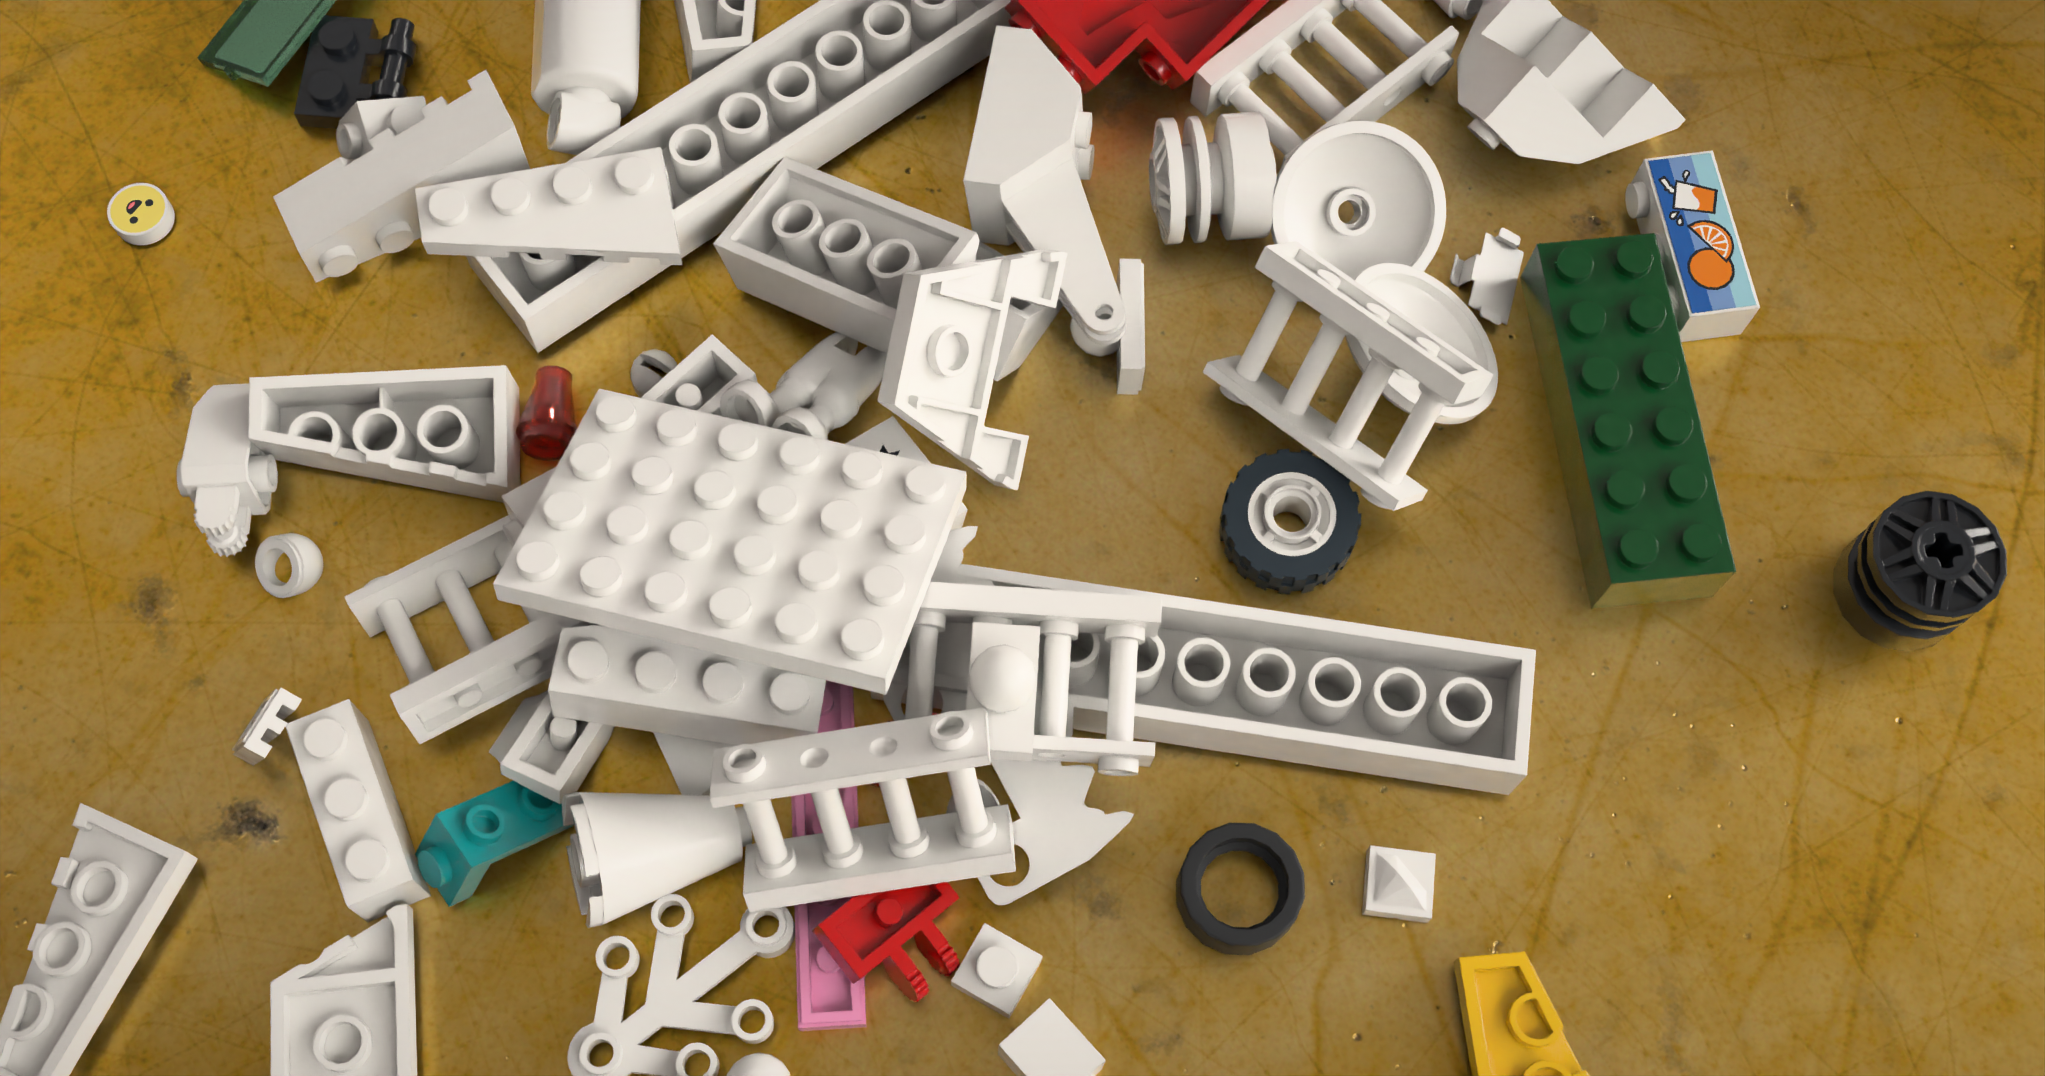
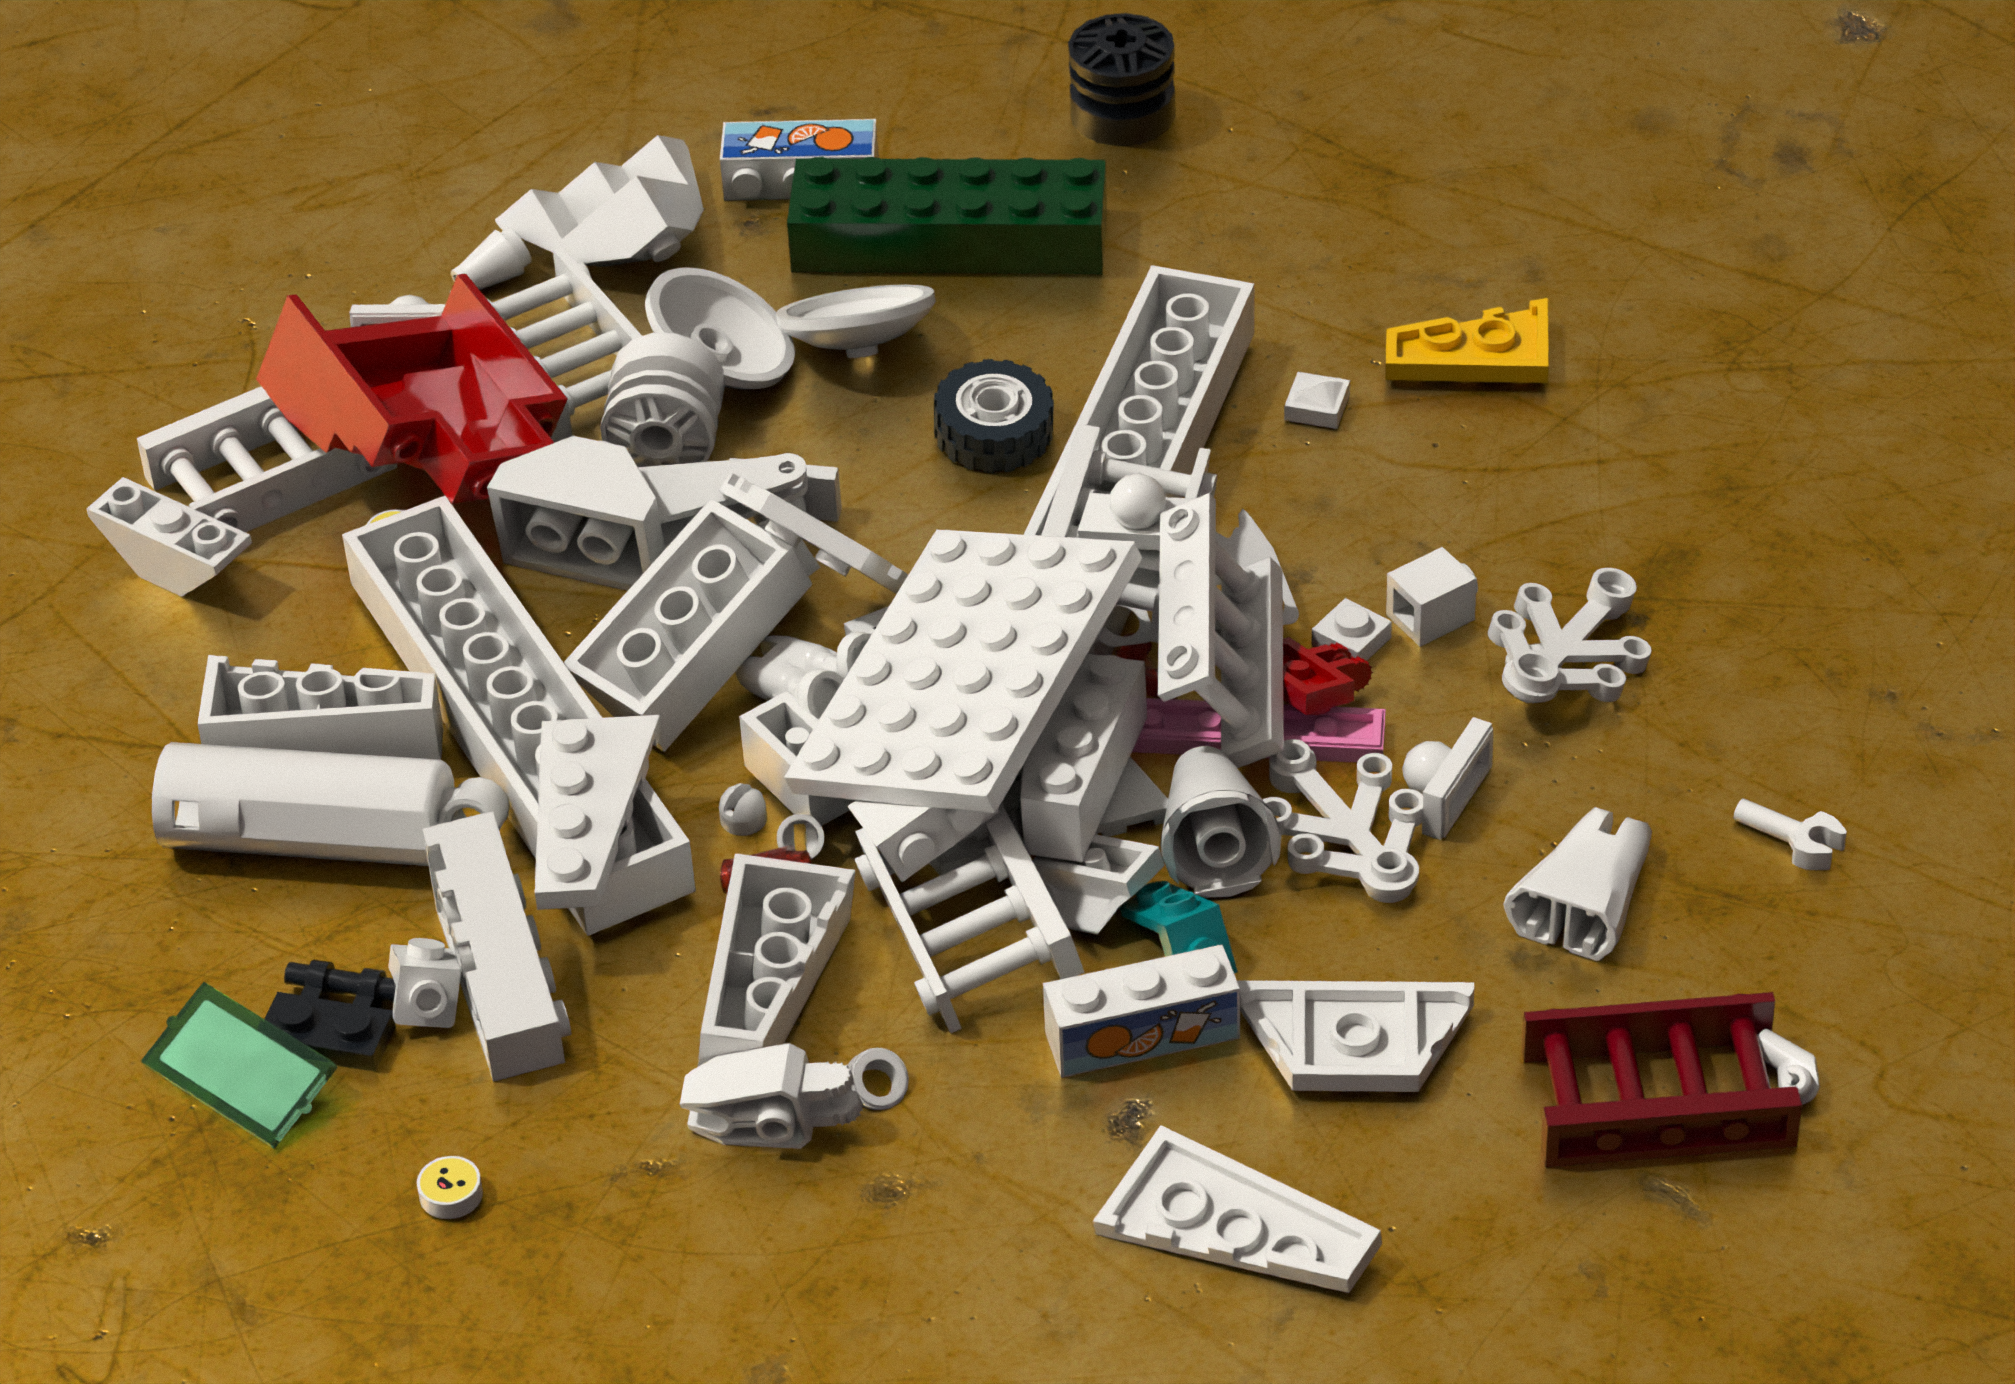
camera: 75 degrees left, 25 degrees down
(265, 725) = (1064, 1057): white tile -> none
(1259, 842) = (1304, 508): black tyre -> none
(1394, 344) = (840, 309): white fence -> none
(1493, 274) = (783, 282): white piece -> none

